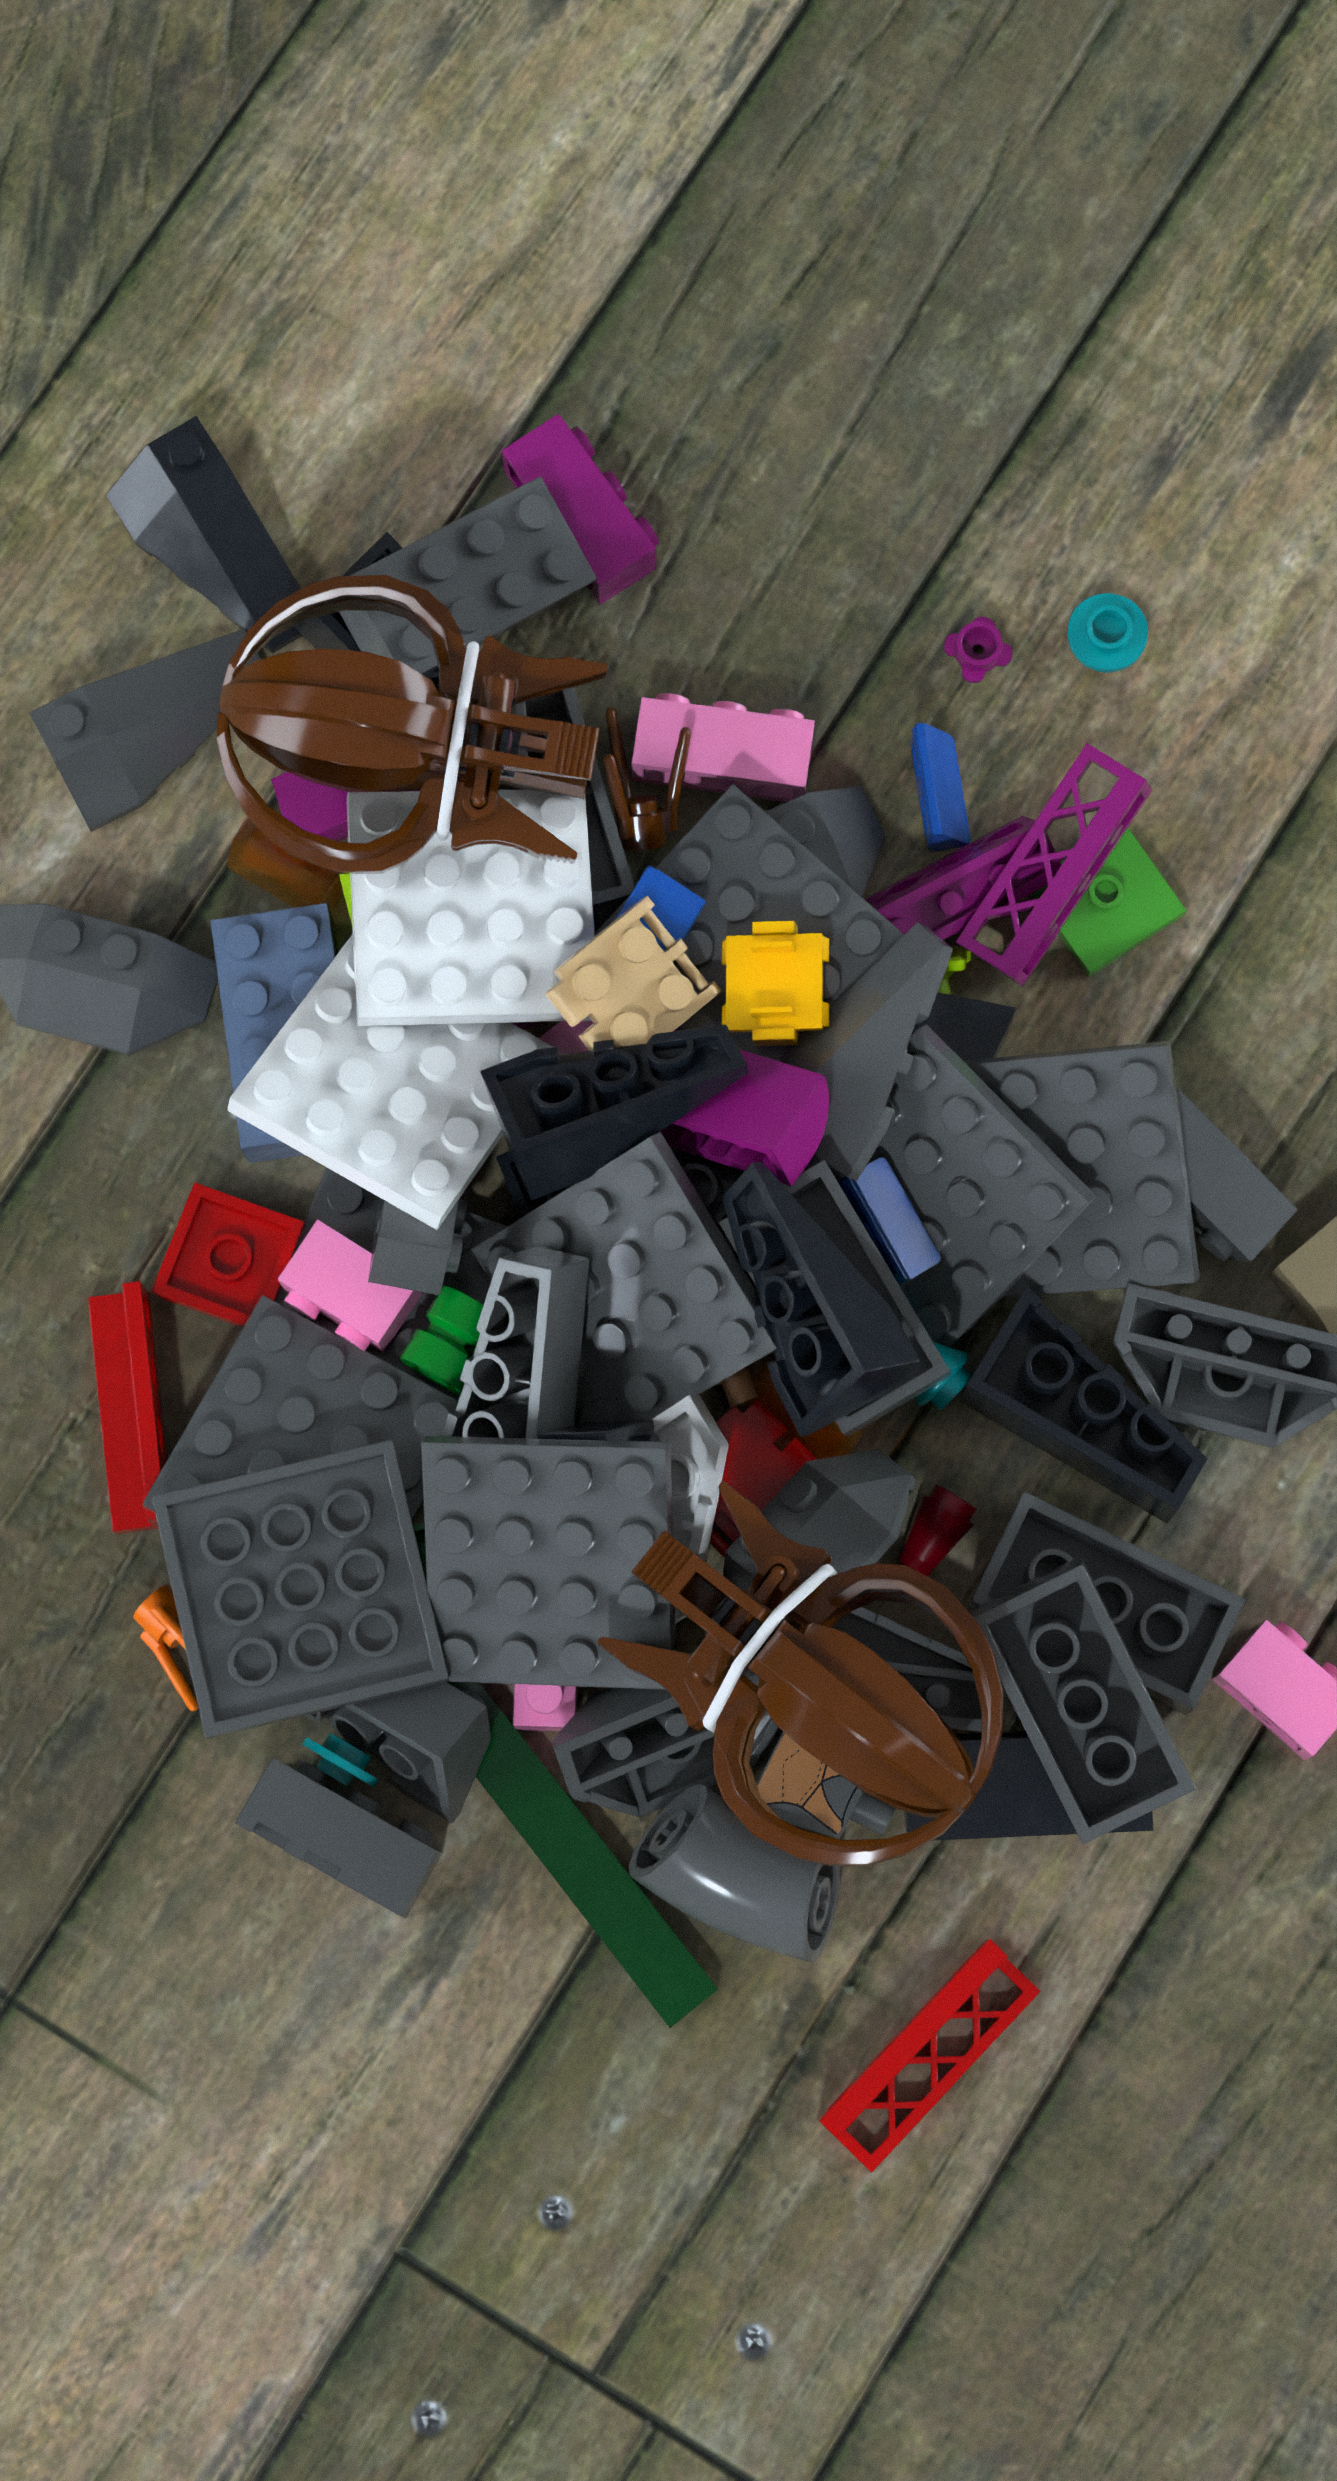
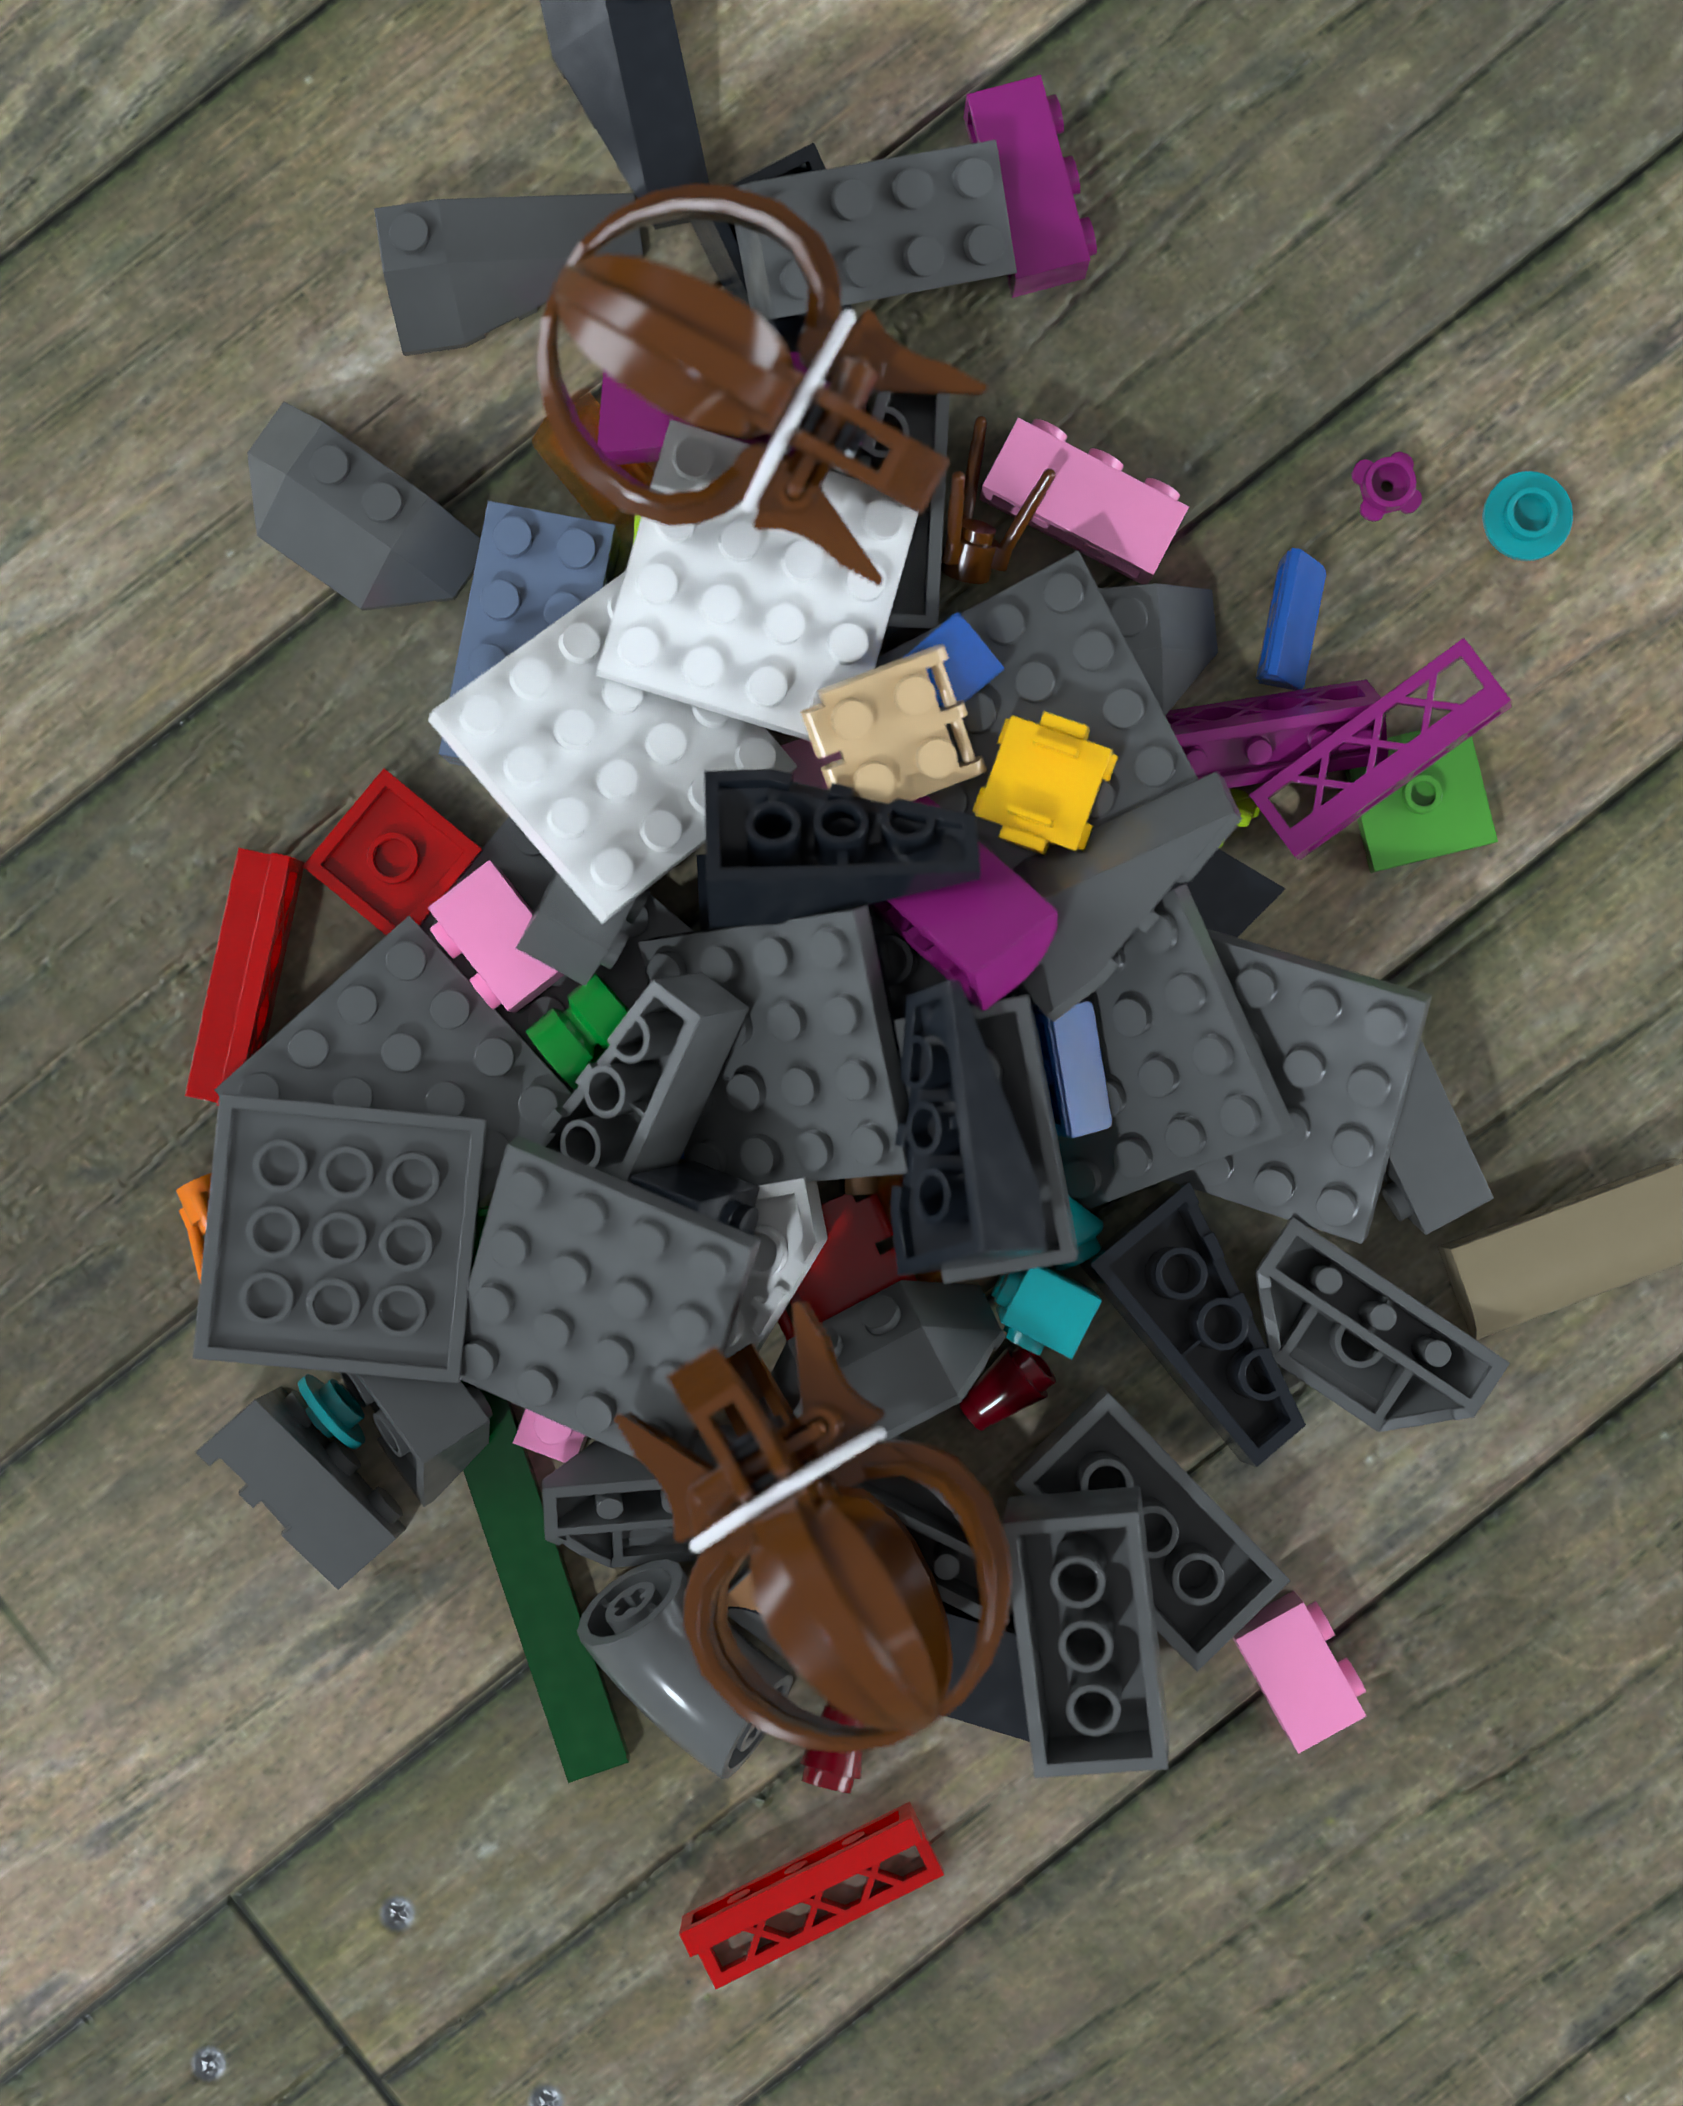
camera: 20 degrees right, 10 degrees up
(900, 1907) = (832, 1768): none -> dark red cone
(940, 1439) = (1044, 1309): none -> teal brick

